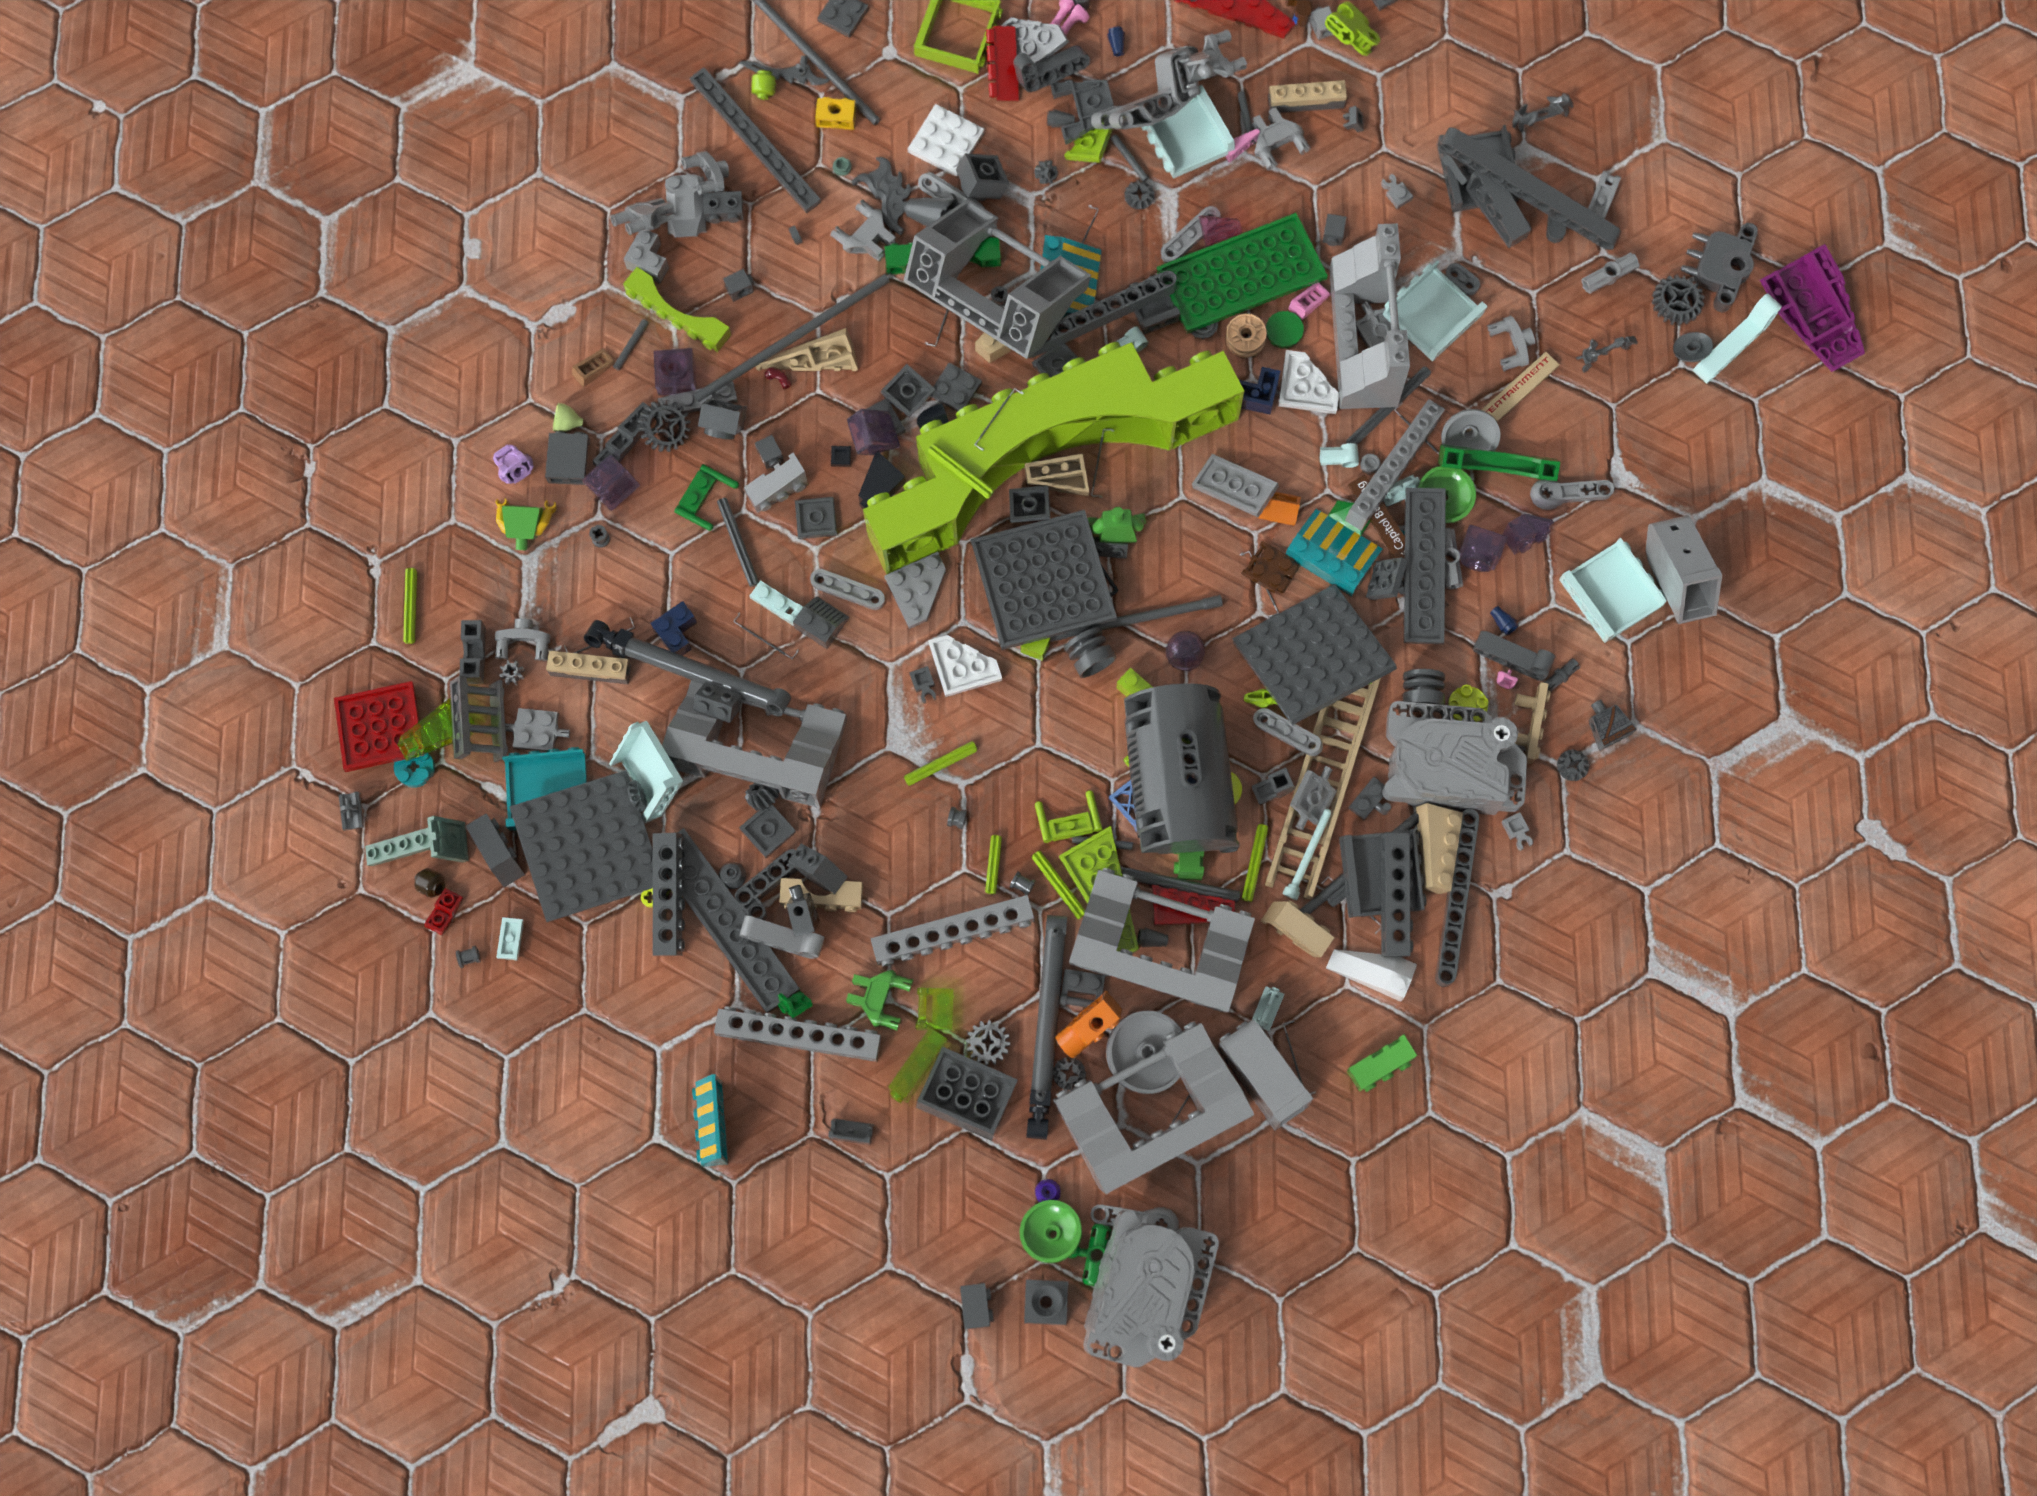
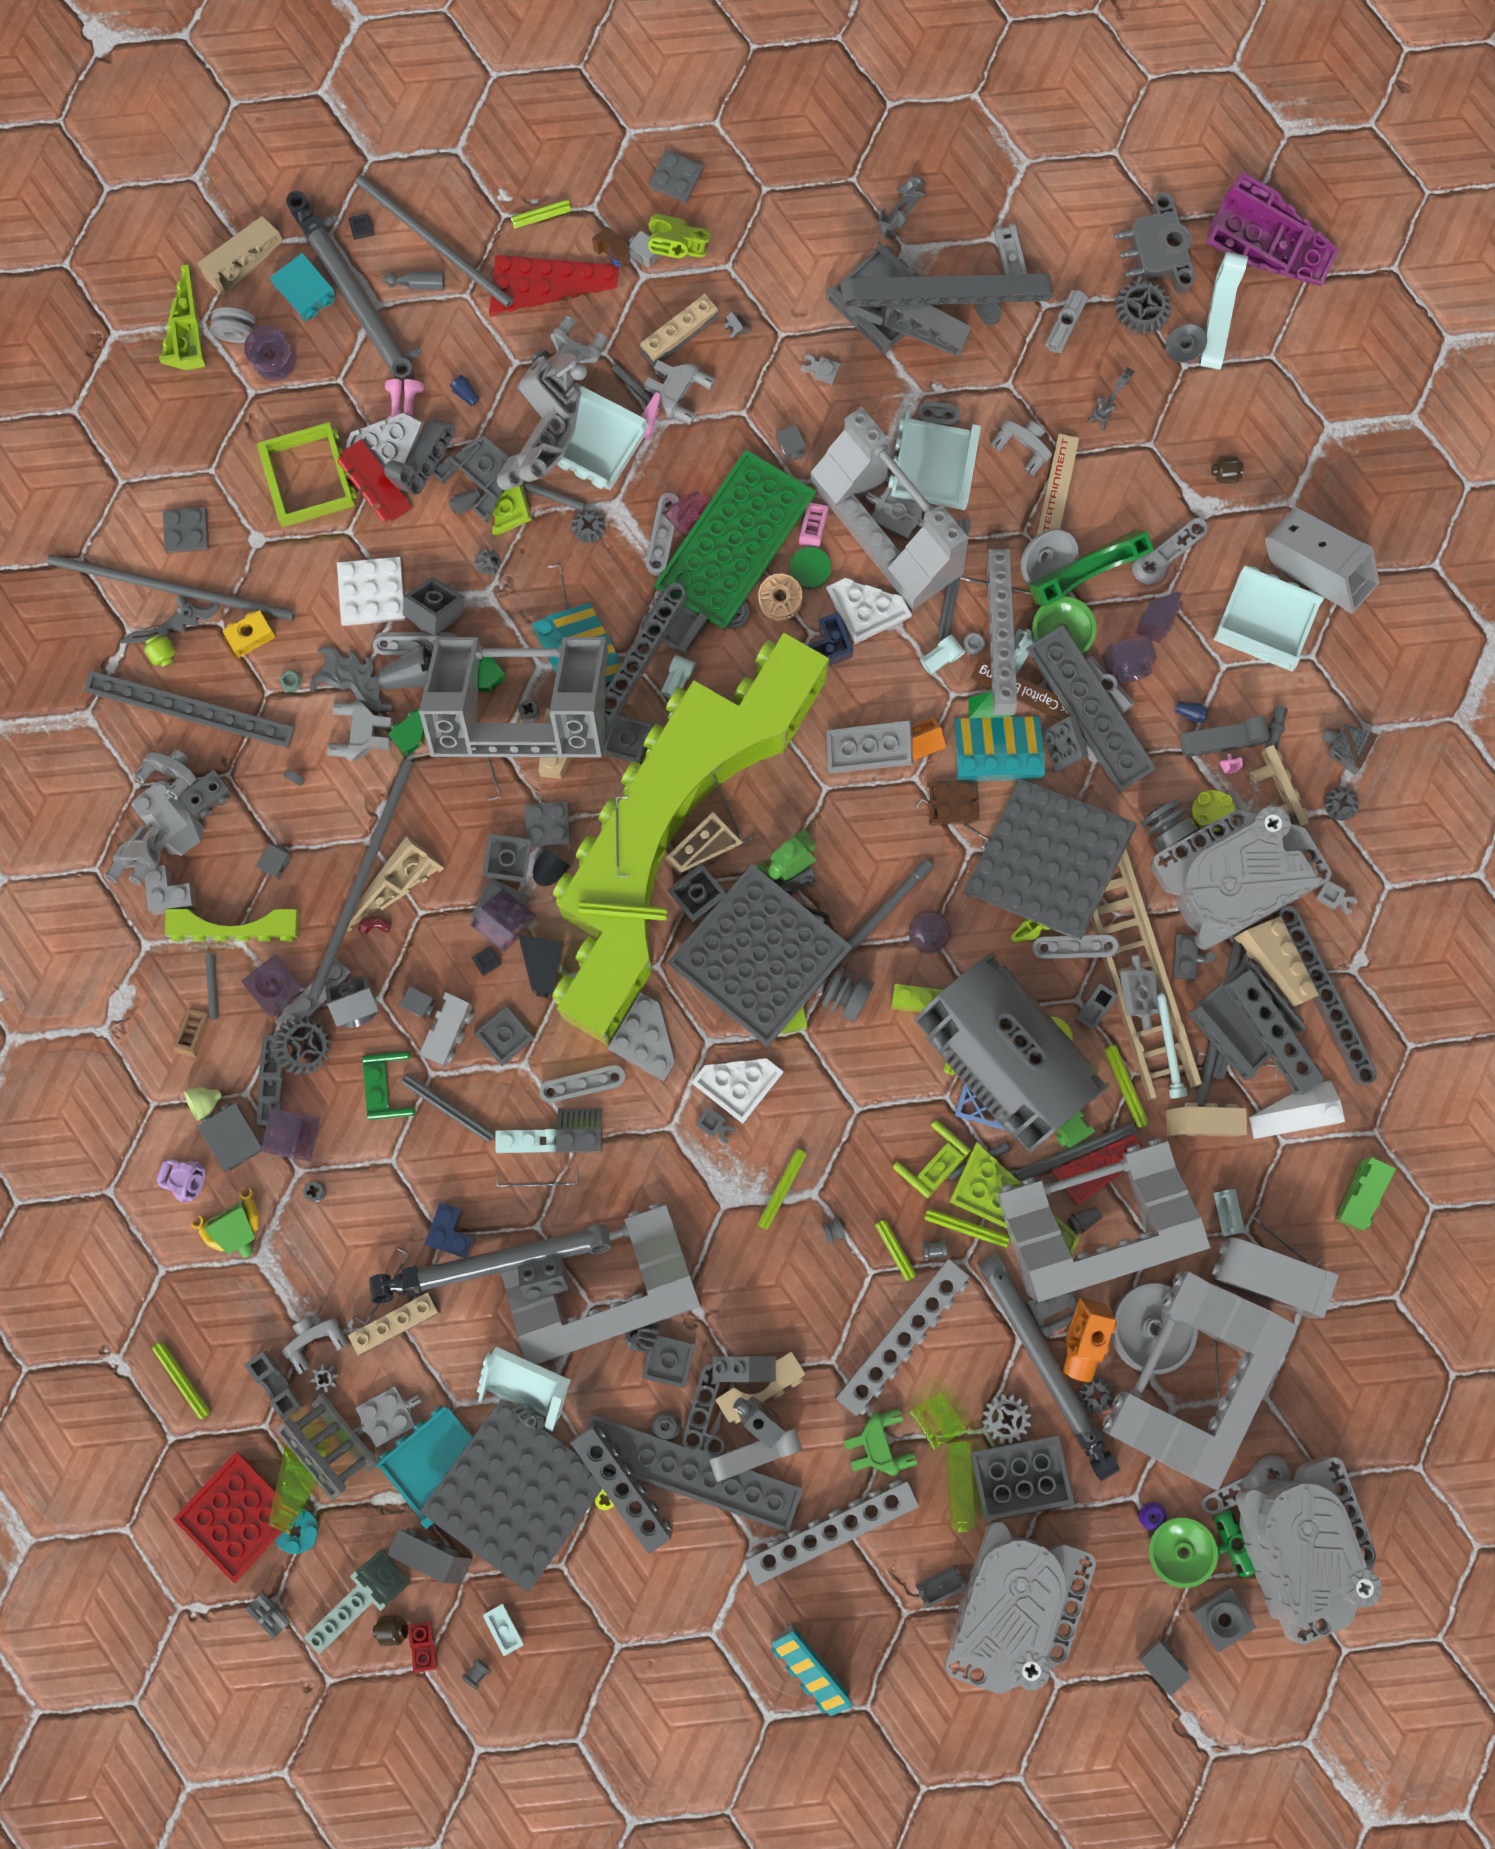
camera: 35 degrees left, 5 degrees up
(795, 1004) = (809, 1506): green bracket -> none
(893, 1181) = (1015, 1610): none -> light grey piece
(1659, 460) = (1227, 469): none -> dark brown head

